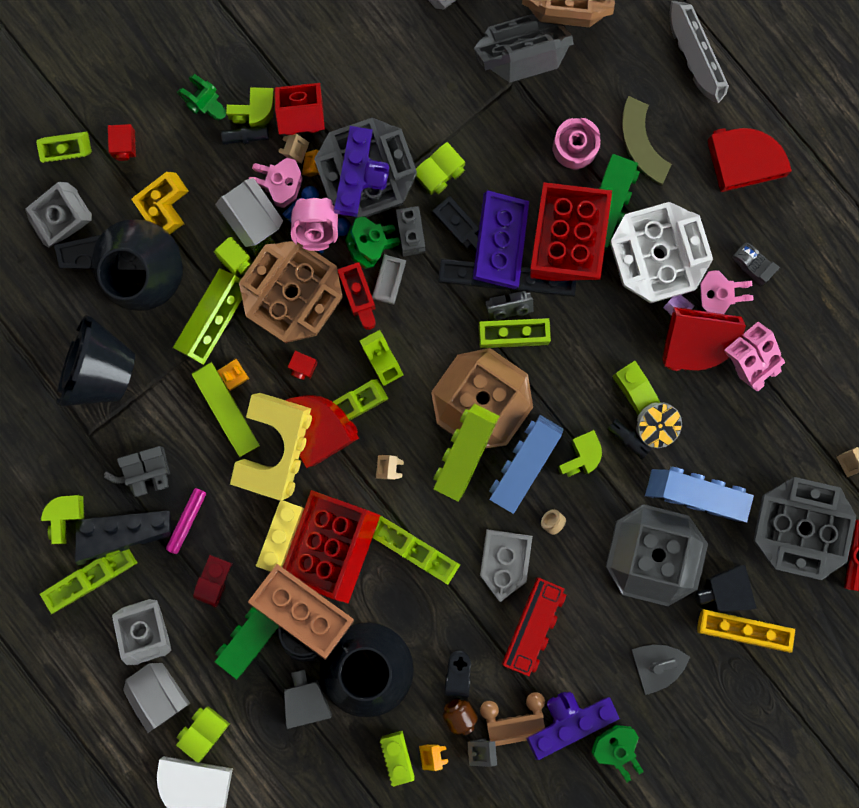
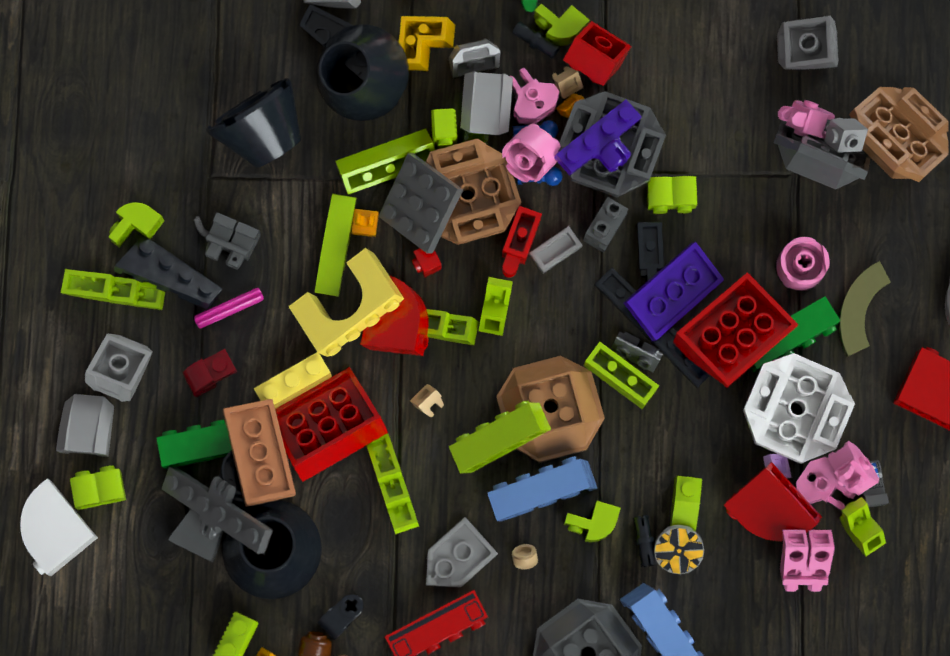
camera: 40 degrees right, 5 degrees down
(210, 186) = (474, 57): none -> light grey slope
(263, 327) = (420, 203): none -> dark grey plate
(305, 679) = (216, 509): none -> dark grey hinge
(369, 241) = (565, 205): green hinge -> none
(494, 32) = (806, 118): none -> bright pink hinge
(534, 21) = (845, 135): none -> light grey brick
(737, 264) = (853, 469): none -> bright pink hinge
(774, 300) = (861, 527): none -> lime brick

